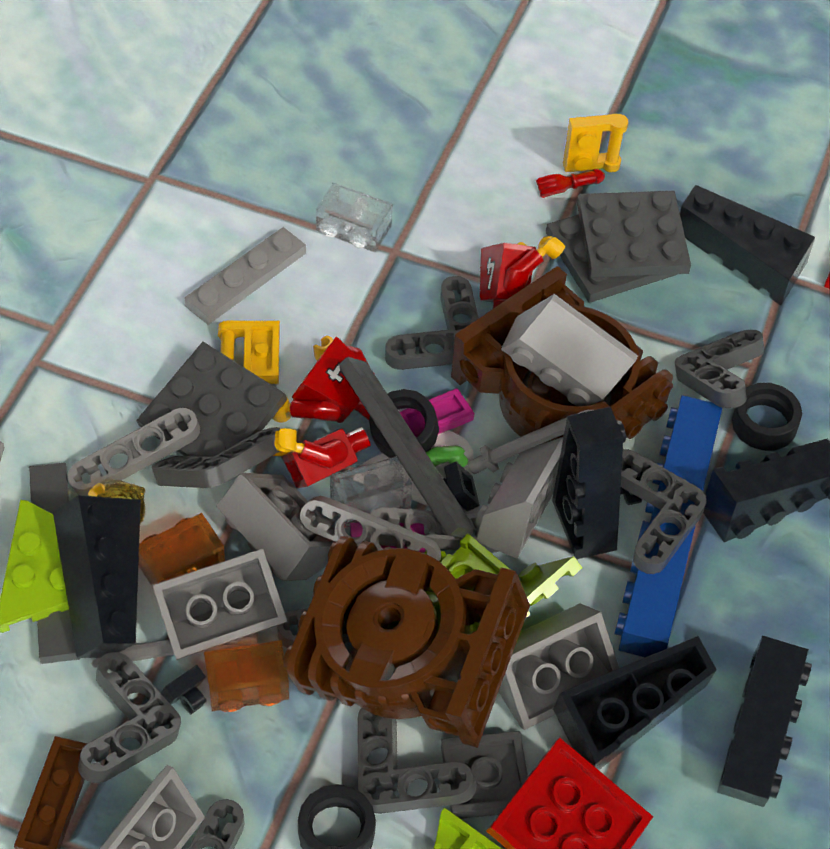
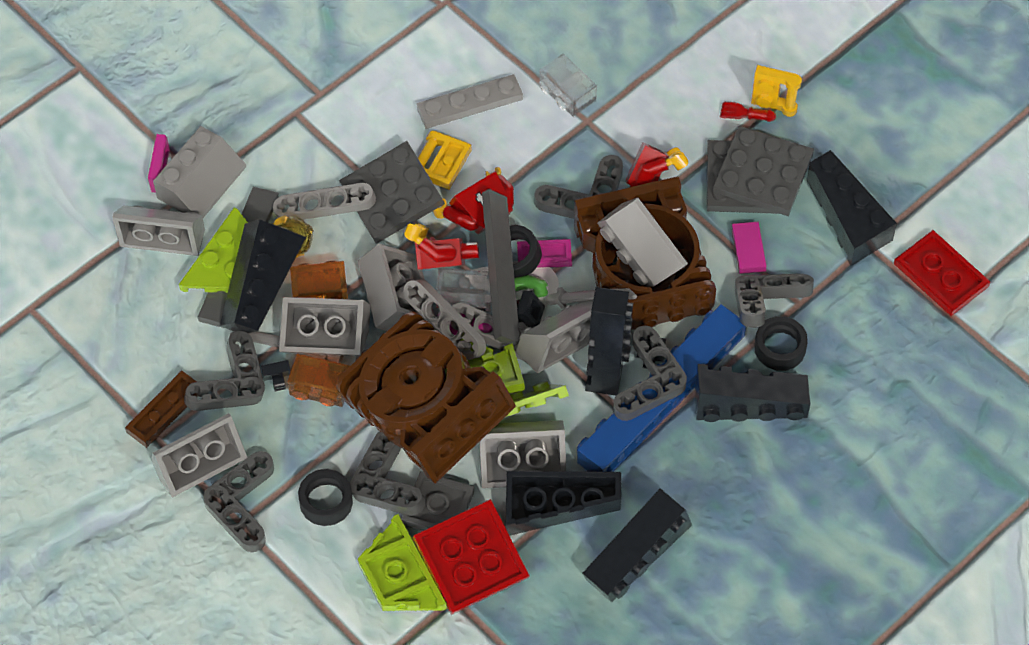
camera: 30 degrees right, 5 degrees up
(216, 470) = (359, 234): dark grey beam -> none
(662, 324) = (748, 247): none -> dark pink tile

